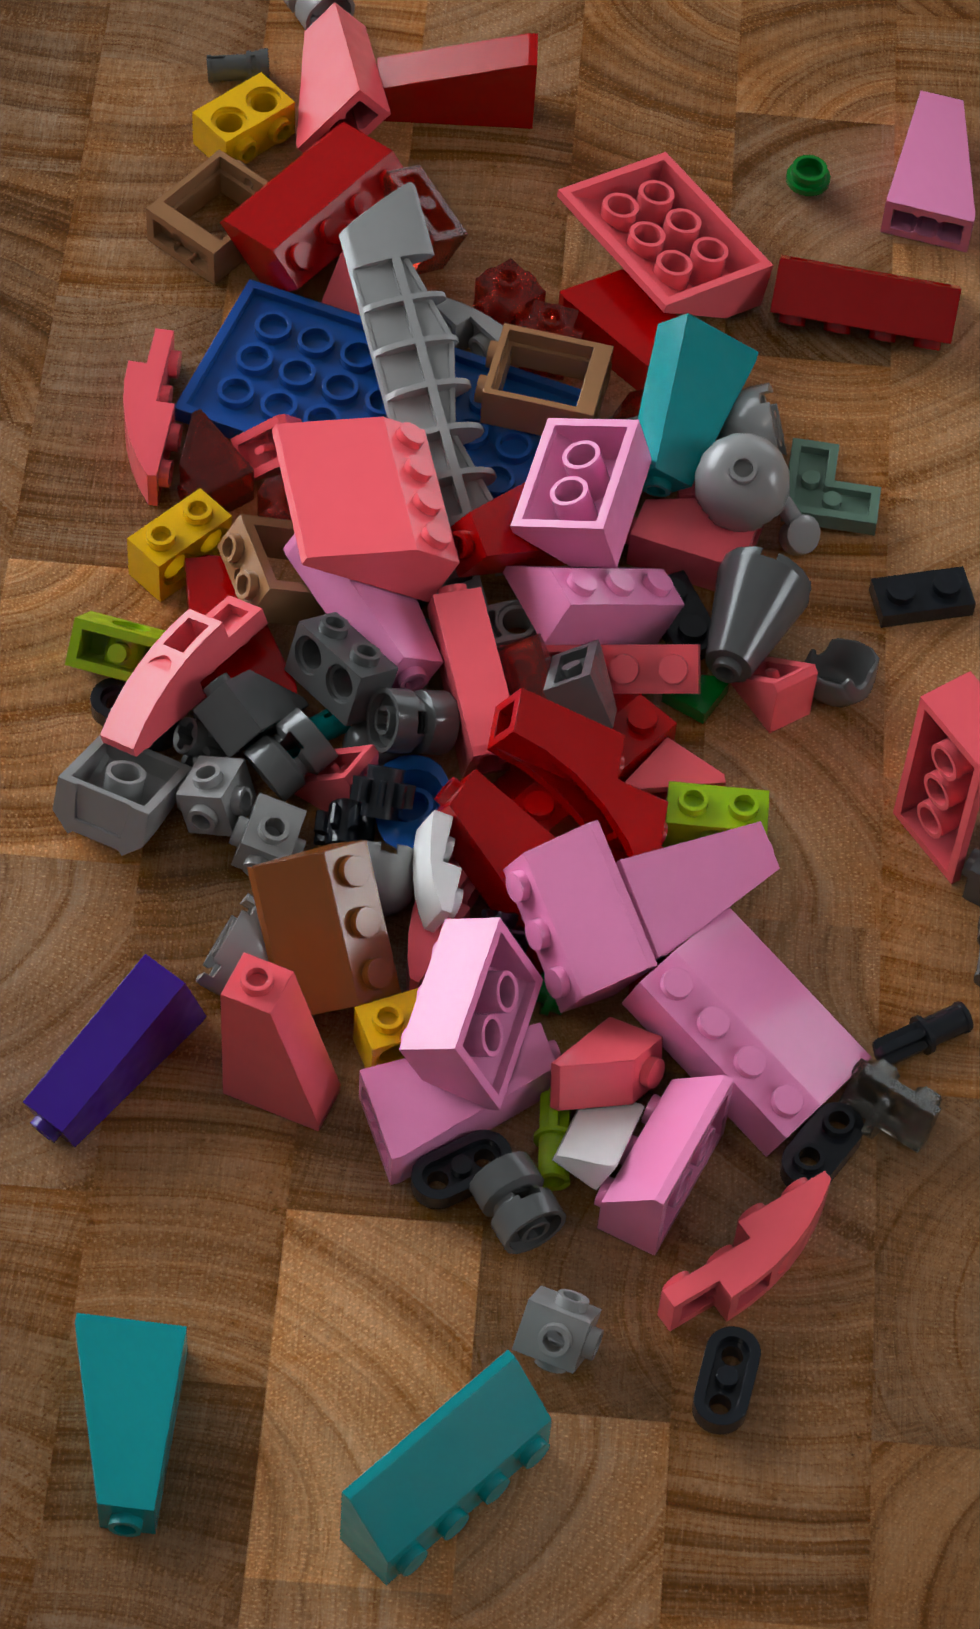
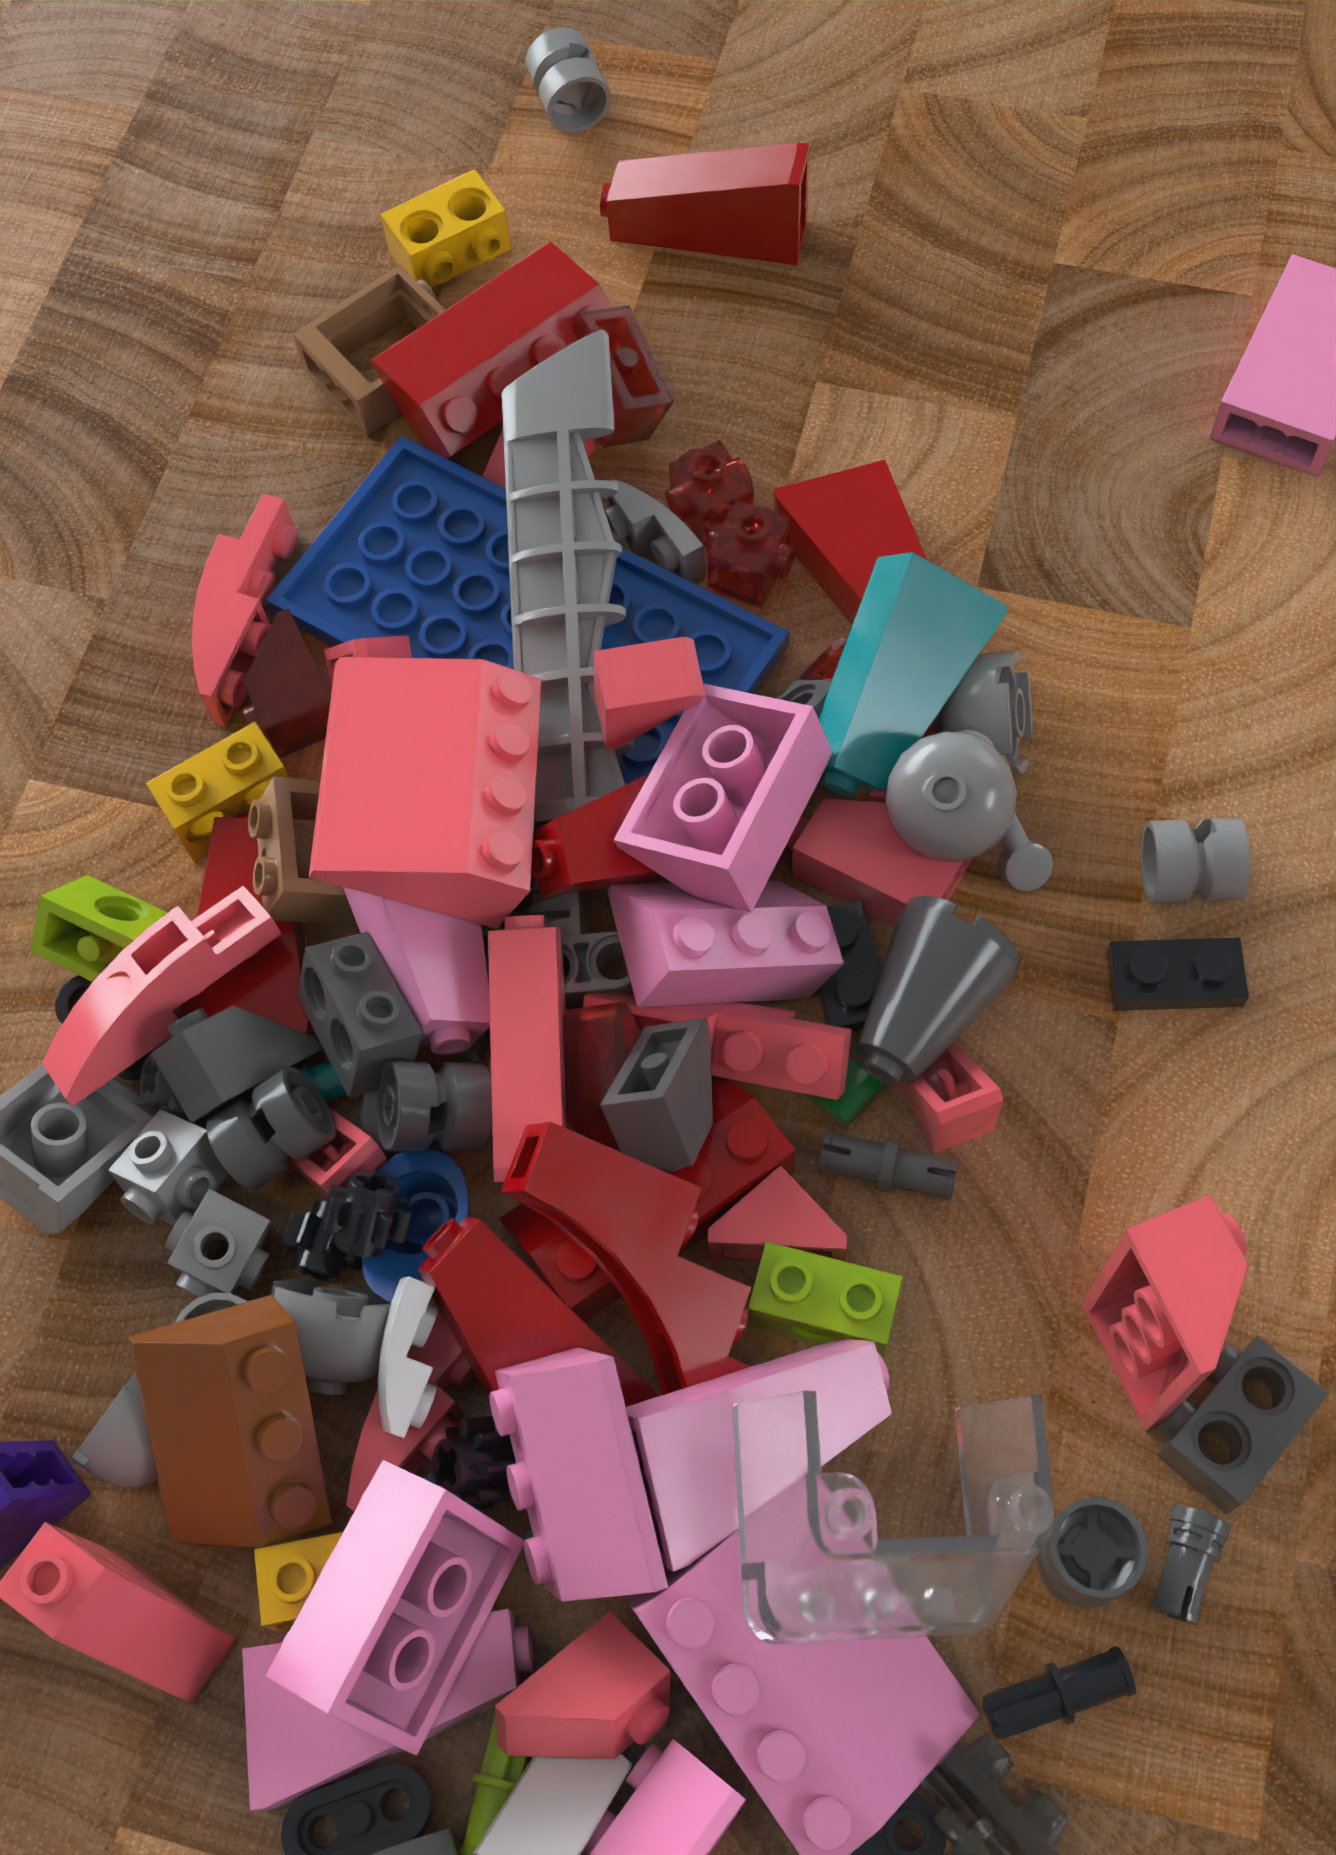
camera: 20 degrees right, 10 degrees up
(238, 66) = (456, 160): dark grey pin -> none
(338, 79) = (567, 184): coral slope -> none
(505, 425) = (644, 686): none -> coral slope
(547, 354) = (744, 577): medium nougat window -> none
(671, 238) = (927, 432): coral slope -> none
(740, 739) = (888, 1165): none -> dark grey pin
(783, 949) = (814, 1543): none -> clear windscreen
(808, 176) = (1128, 356): green plate -> none
(831, 502) = (1063, 815): sand green plate -> none
(844, 672) = (1044, 1085): dark grey hair -> none
(865, 300) = (1172, 535): red slope -> none
(916, 517) = (1201, 860): none -> light grey wheel
(928, 945) = (1093, 1553): none -> dark grey wheel

